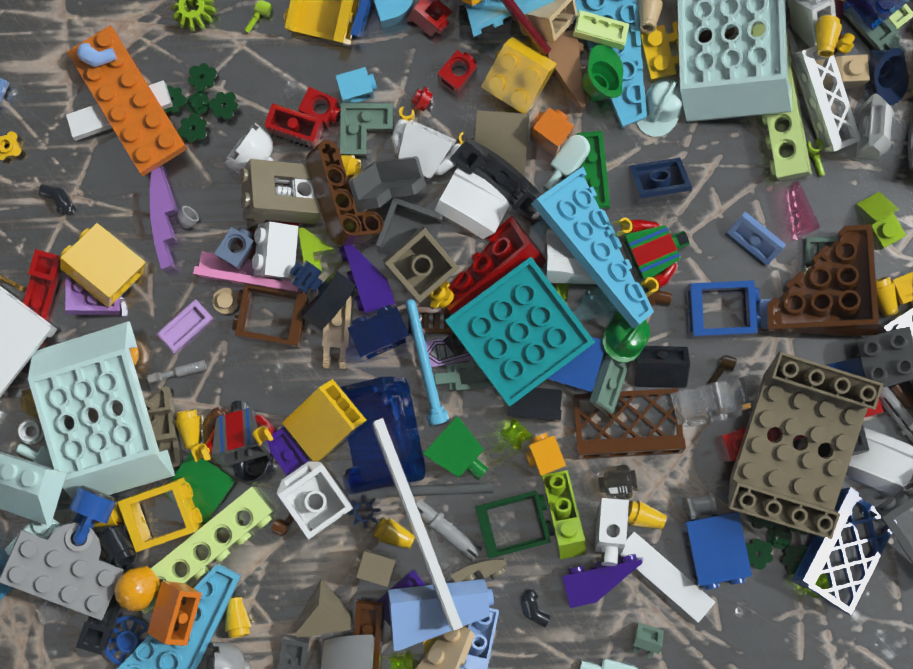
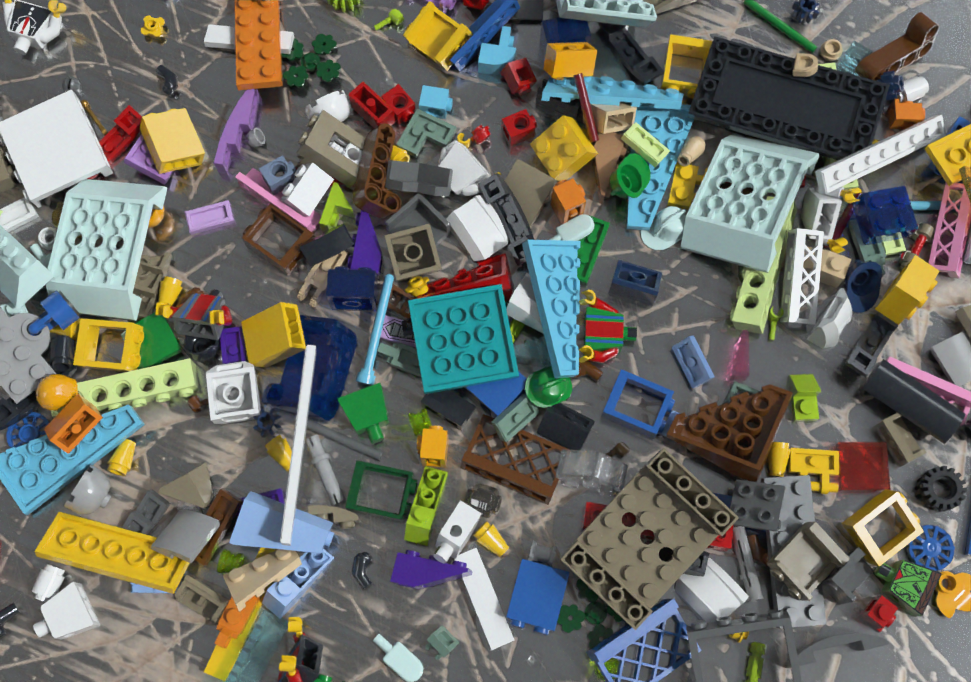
camera: 25 degrees right, 10 degrees down
(178, 371) = (186, 248): light grey piece -> none
(225, 301) = (249, 211): tan plate -> none
(306, 276) = (318, 217): dark blue gear -> none
(375, 567) = (251, 469): dark tan brick -> none
(827, 35) = (823, 224): yellow cone -> none

